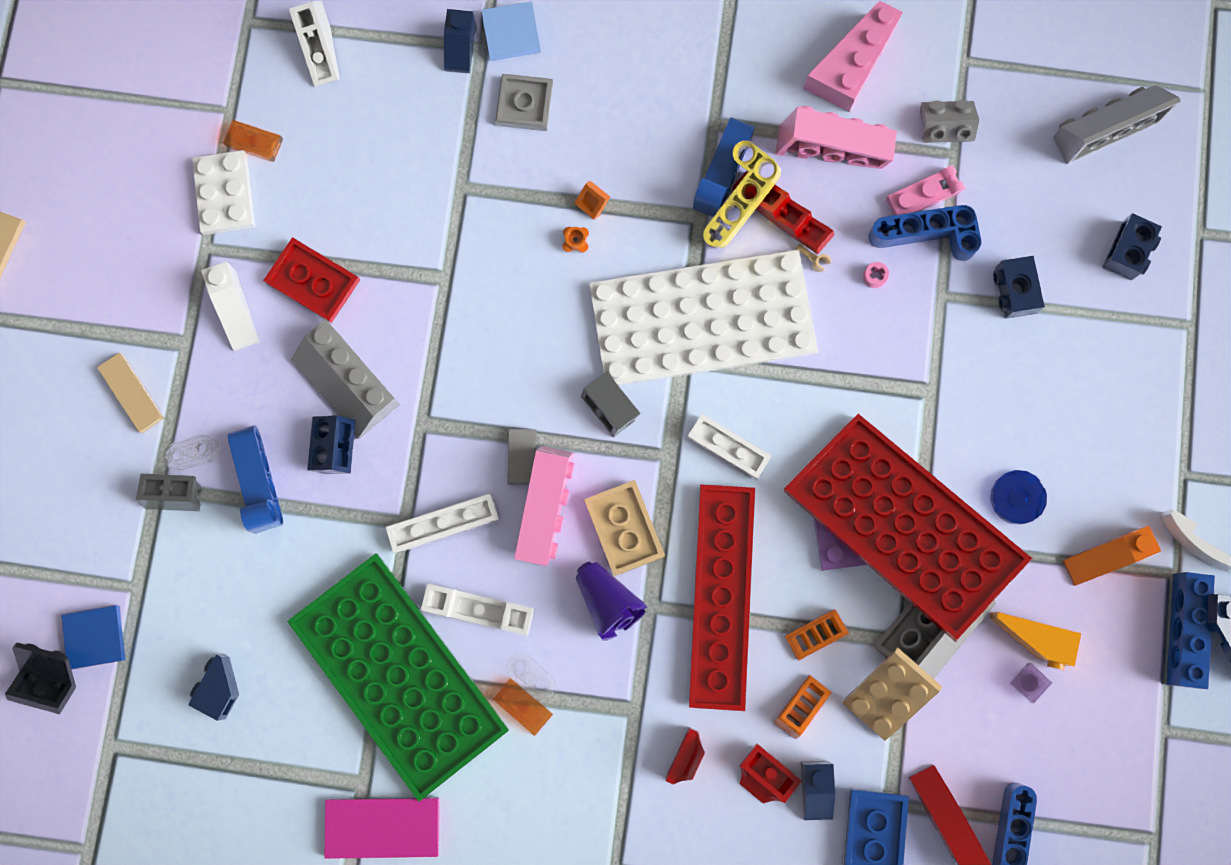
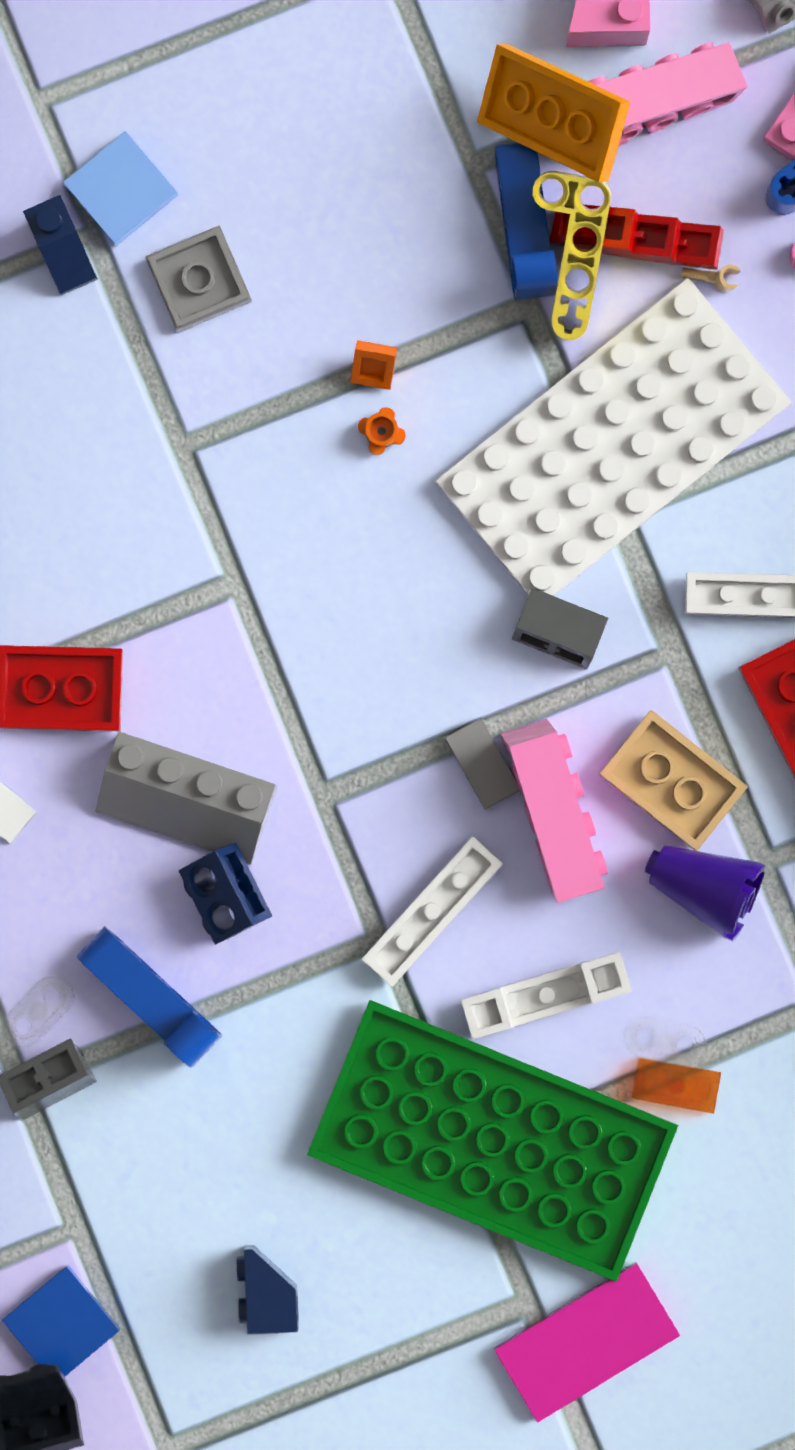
camera: 35 degrees left, 5 degrees up
(772, 112) = (553, 112): none -> light orange plate

